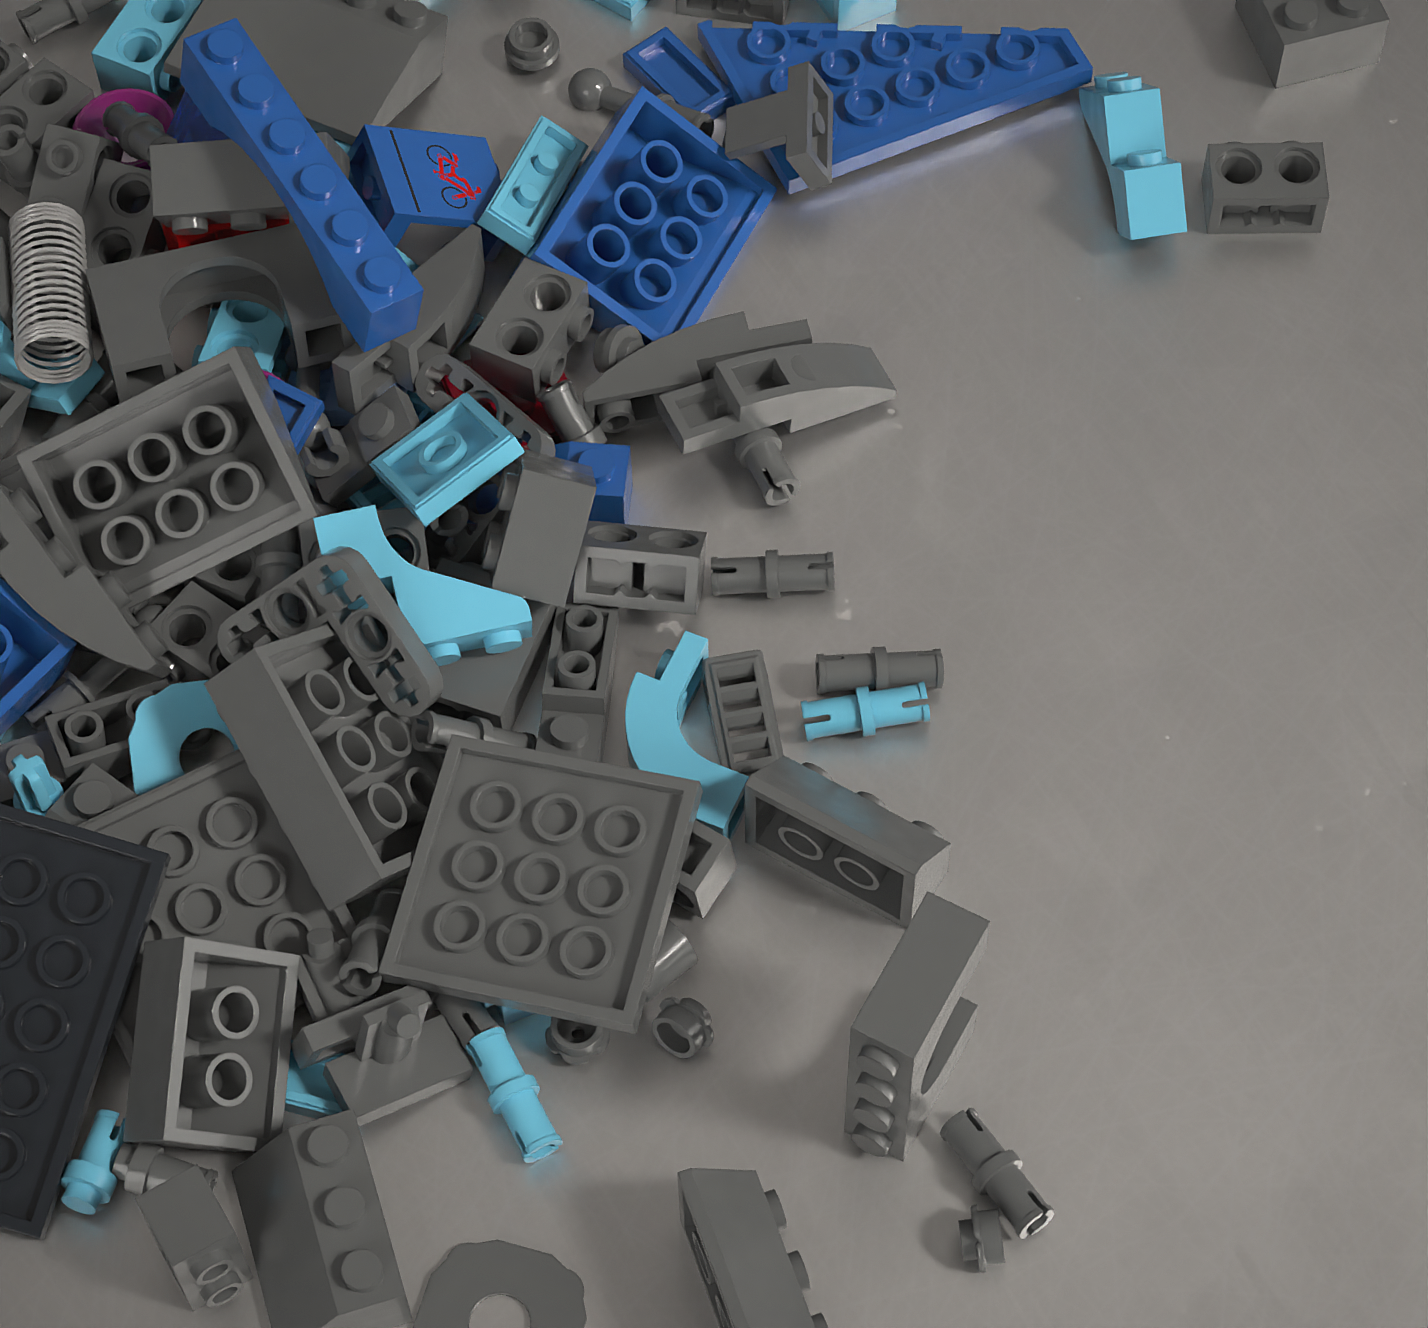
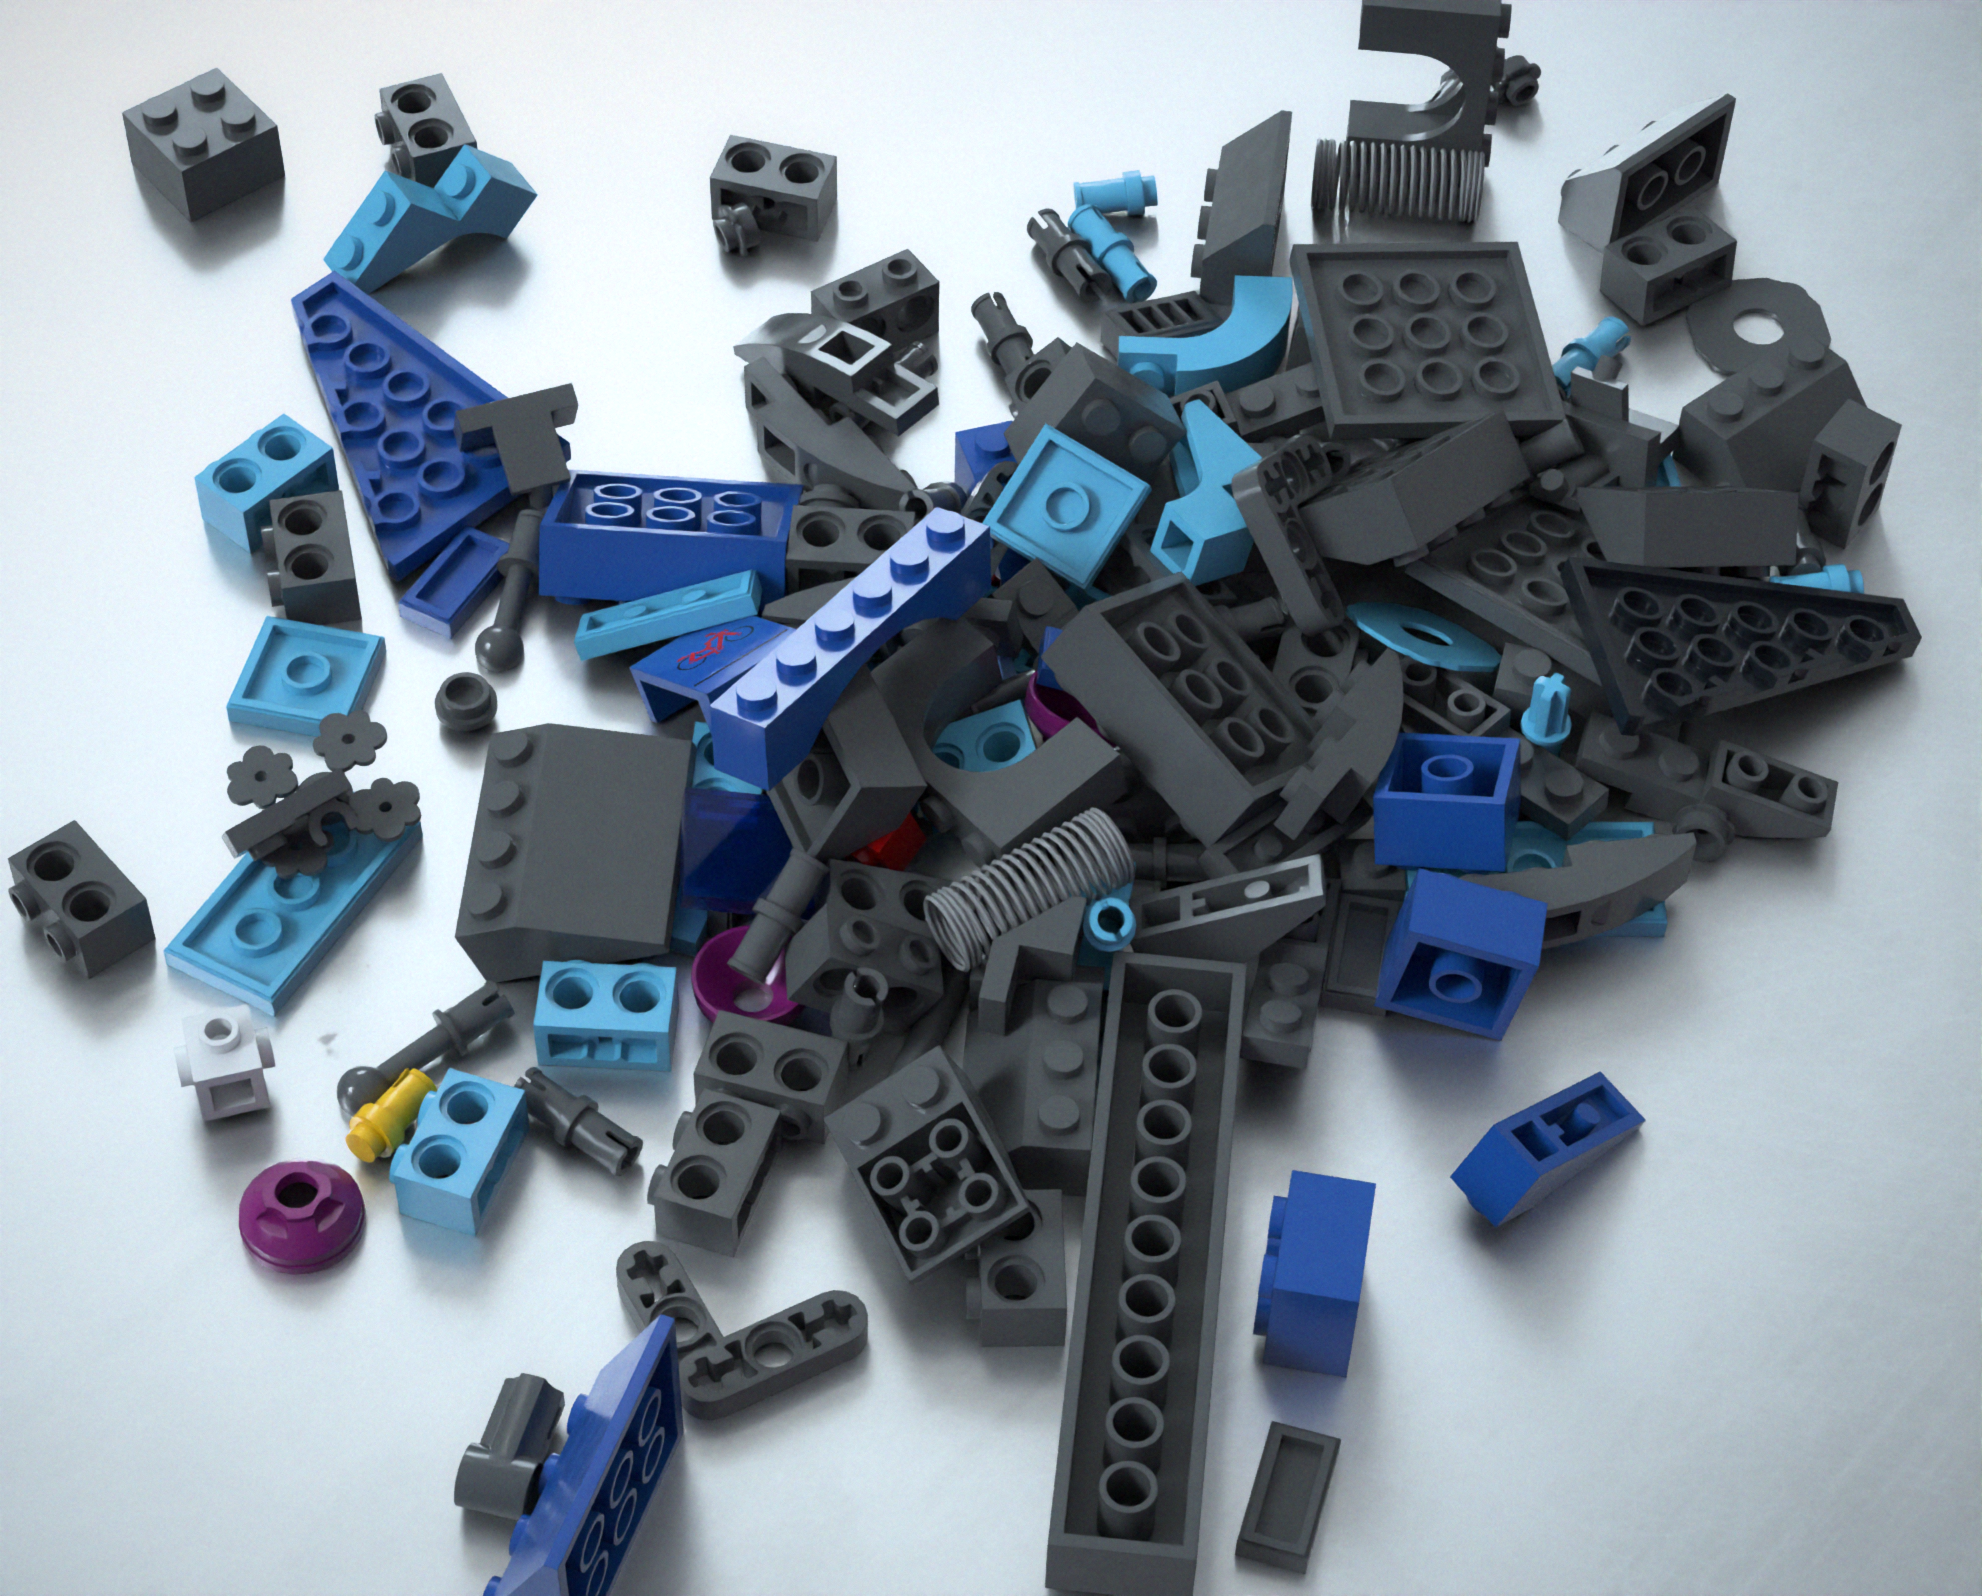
camera: 115 degrees left, 10 degrees down
(594, 1243) = (1668, 265): none -> dark grey brick
(794, 1065) = (1328, 168): none -> light grey piece
(856, 466) = (888, 298): none -> dark grey brick
(950, 760) = (1126, 194): none -> medium azure animal
(1036, 402) = (736, 228): none -> dark grey plate
(1070, 439) = (781, 184): none -> dark grey brick

